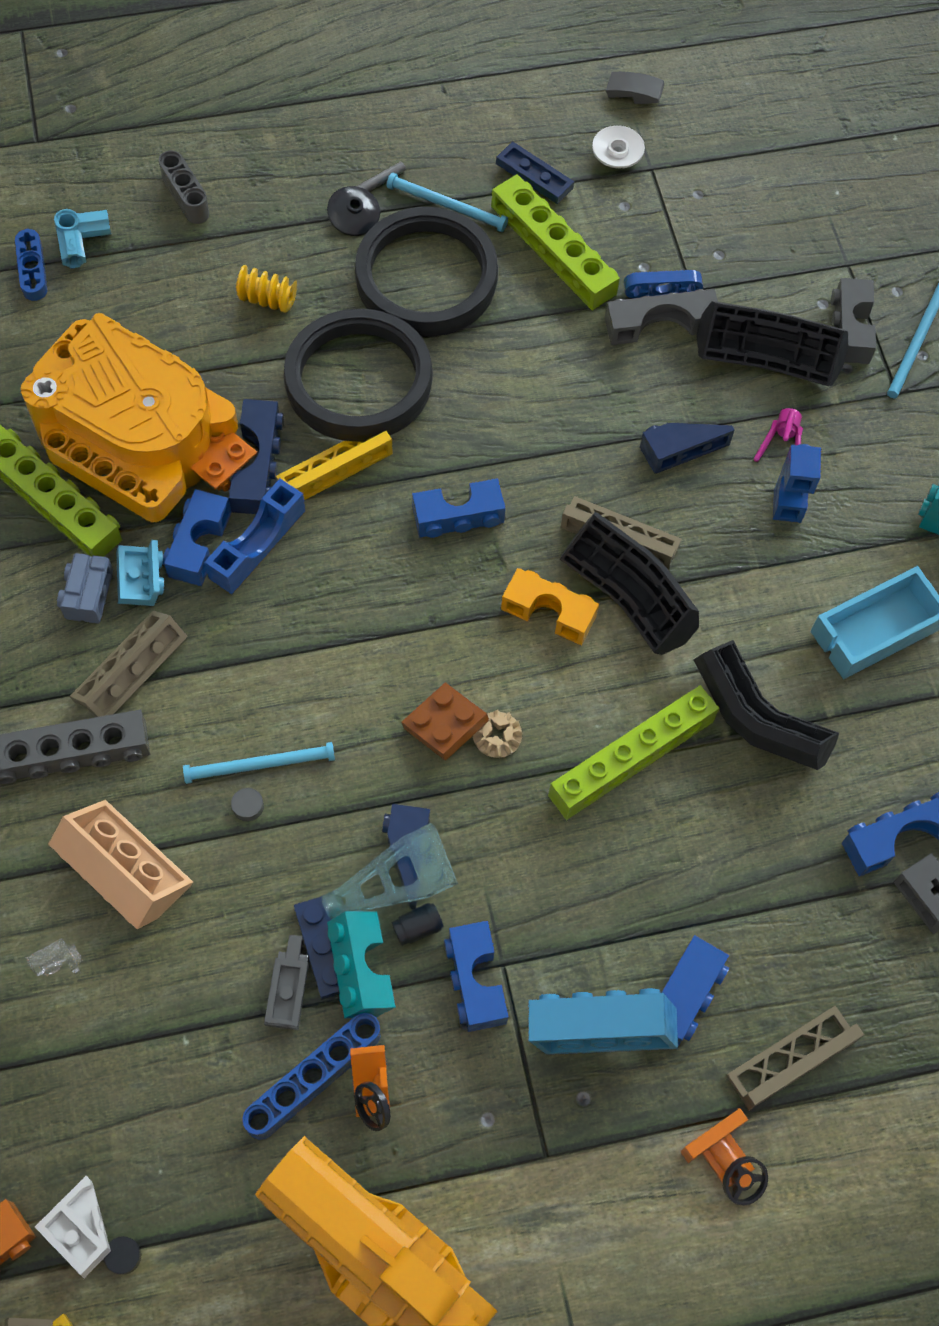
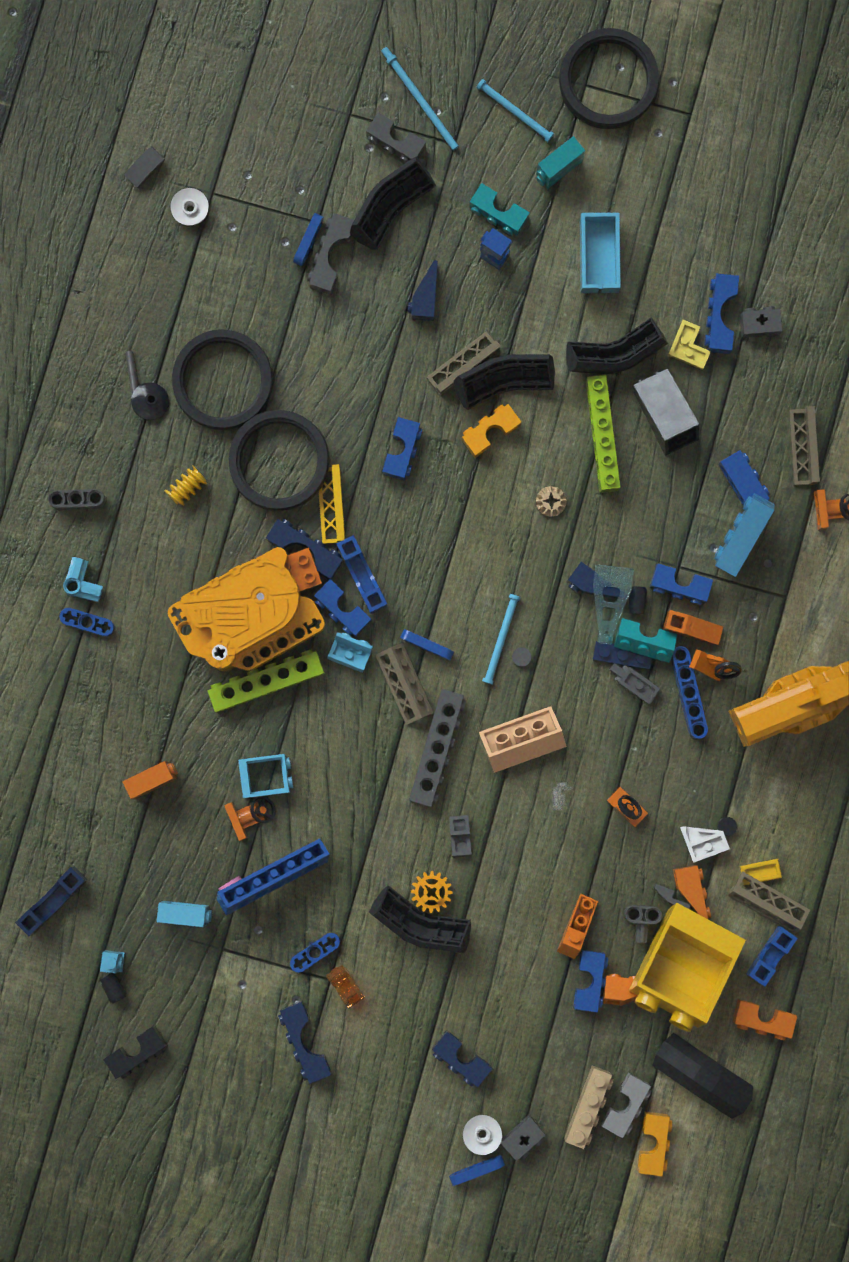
camera: 60 degrees left, 20 degrees up
(81, 1072) = (627, 806): none -> piece
(85, 588) = (343, 686): sand blue brick -> none
(199, 667) = (427, 645): none -> blue beam
(418, 1028) = (692, 627): none -> orange slope
(445, 721) = (530, 526): dark orange plate -> none
(447, 202) = (174, 338): medium azure bar -> none
(535, 171) = (180, 271): dark blue plate -> none
(555, 242) = (234, 296): lime brick -> none
(718, 825) = (667, 411): none -> slope
(787, 427) = (446, 224): dark pink plant -> none
(826, 804) = (685, 350): none -> light yellow plate
(848, 497) = (510, 220): none -> teal arch

